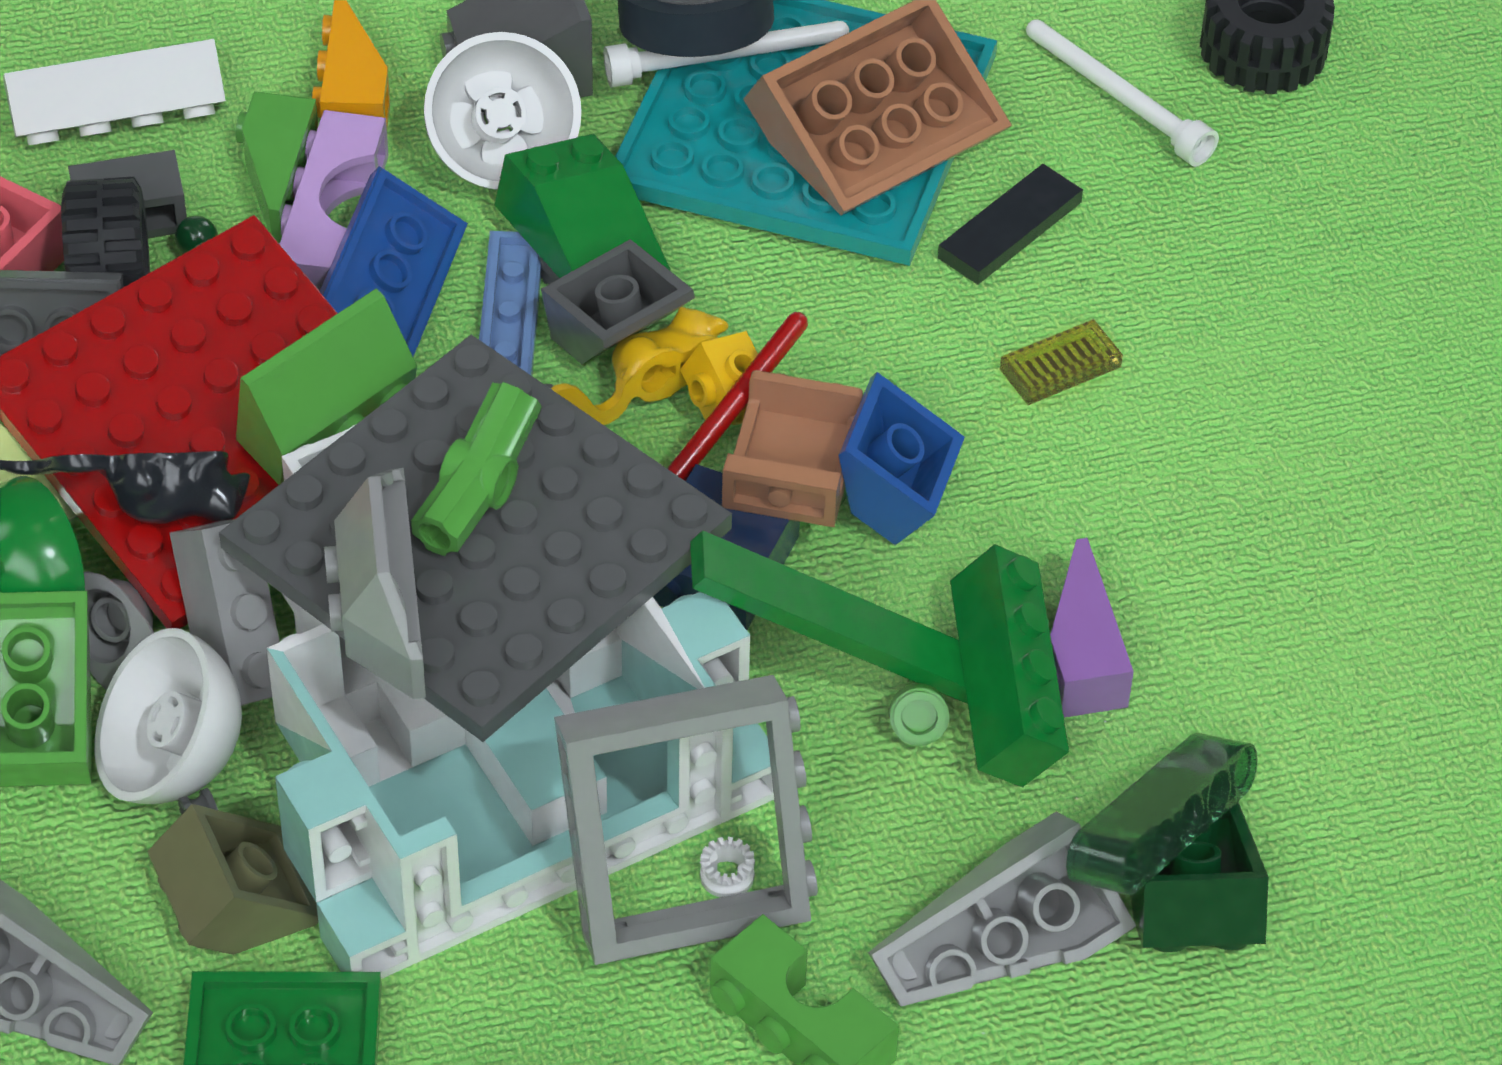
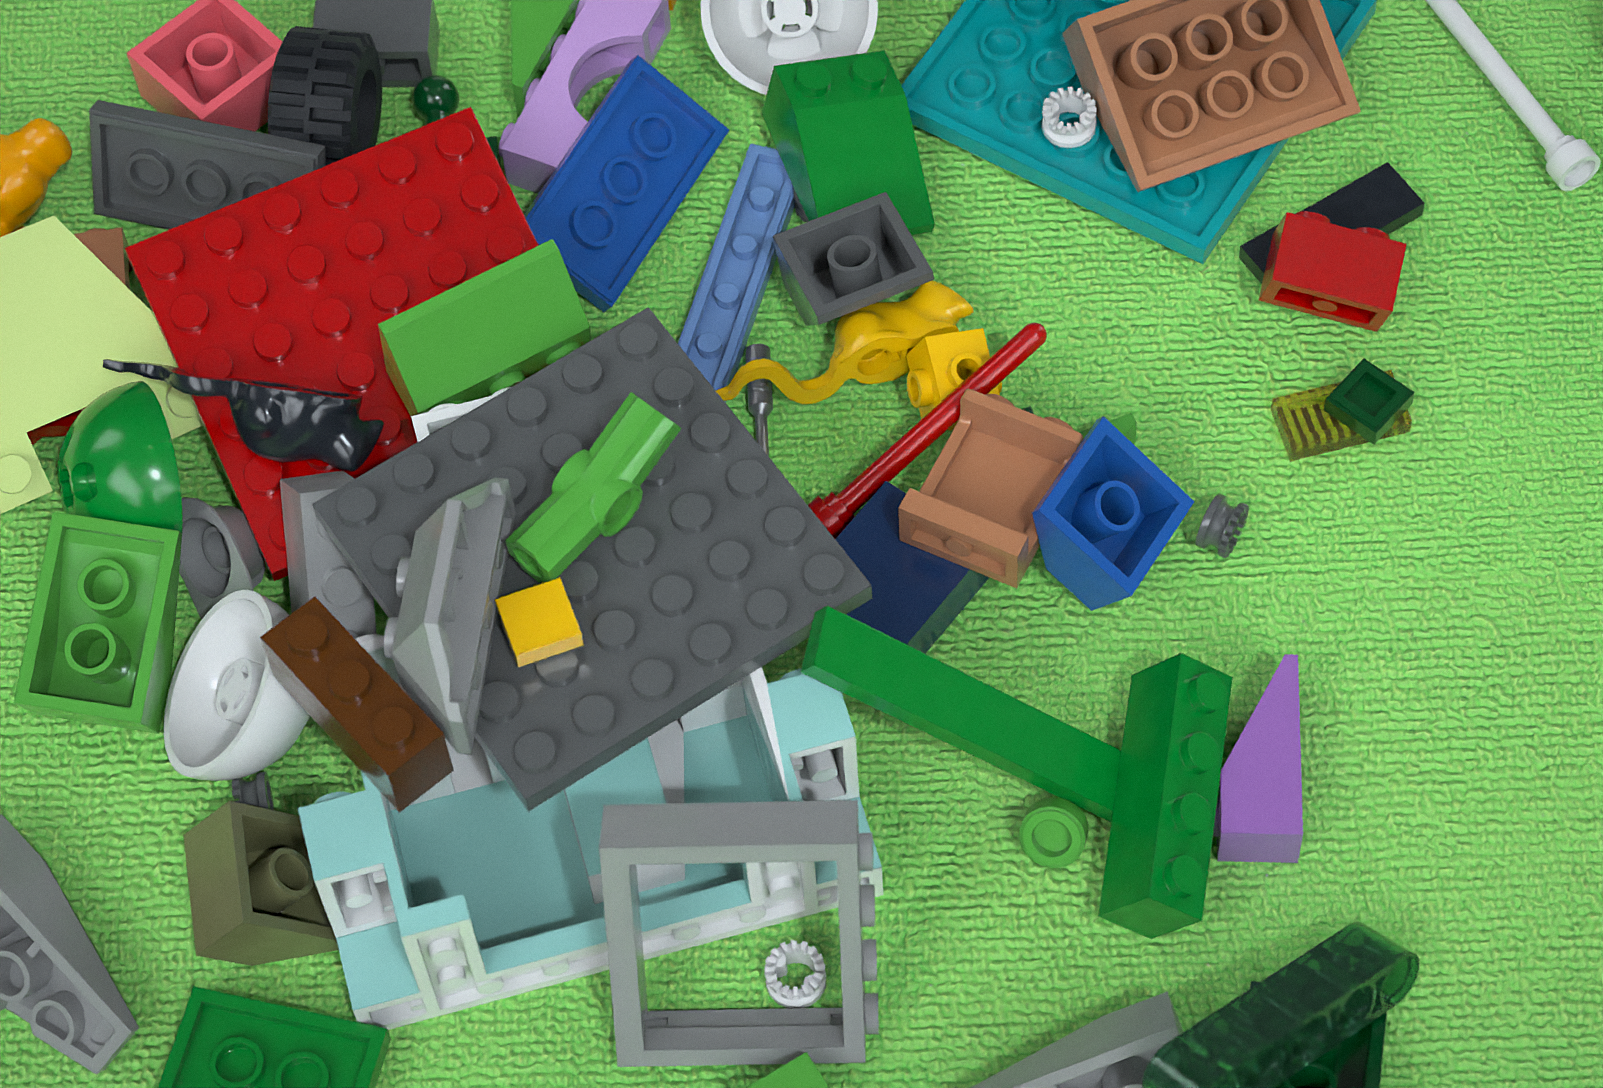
camera: 20 degrees right, 10 degrees up
(311, 676) = (357, 704): none -> reddish brown brick
(456, 583) = (539, 622): none -> yellow tile
(766, 153) = (1064, 102): none -> white bush
(987, 458) = (1221, 524): none -> dark grey bush
(1025, 248) = (1333, 270): none -> red brick
(1084, 343) = (1368, 401): none -> dark green tile

